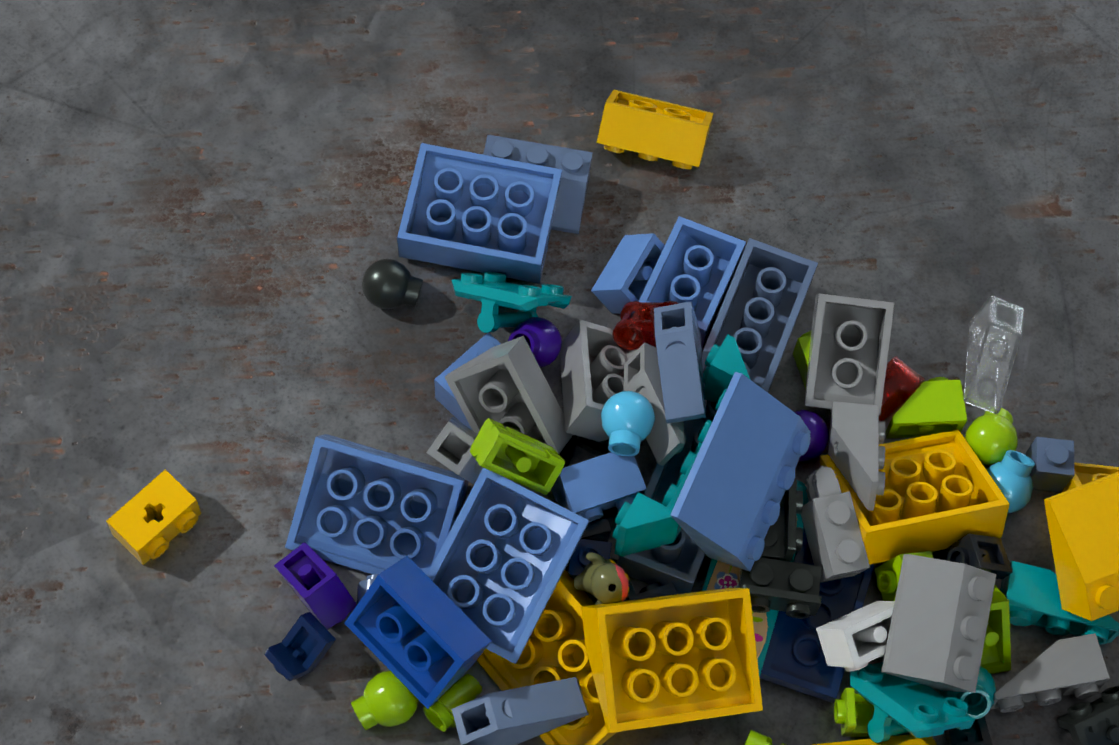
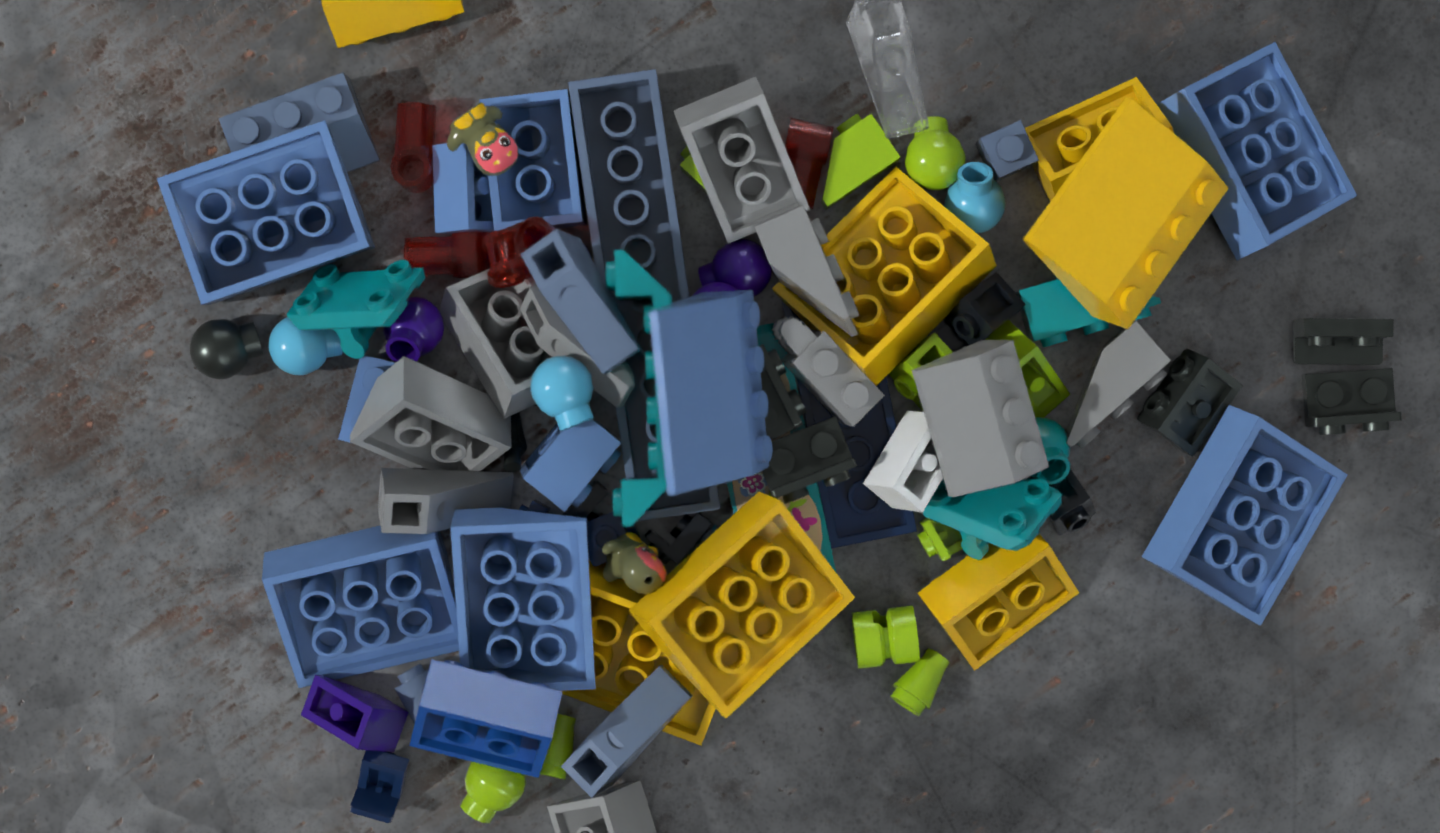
camera: 20 degrees left, 25 degrees up
(160, 499) = (138, 755): yellow brick -> none
(448, 313) = (300, 350): none -> medium azure piece
(517, 456) = (475, 491): lime brick -> none
(590, 309) = (453, 255): none -> clear red piece
(609, 231) = (414, 143): none -> clear red piece
(670, 236) = (486, 141): none -> animal

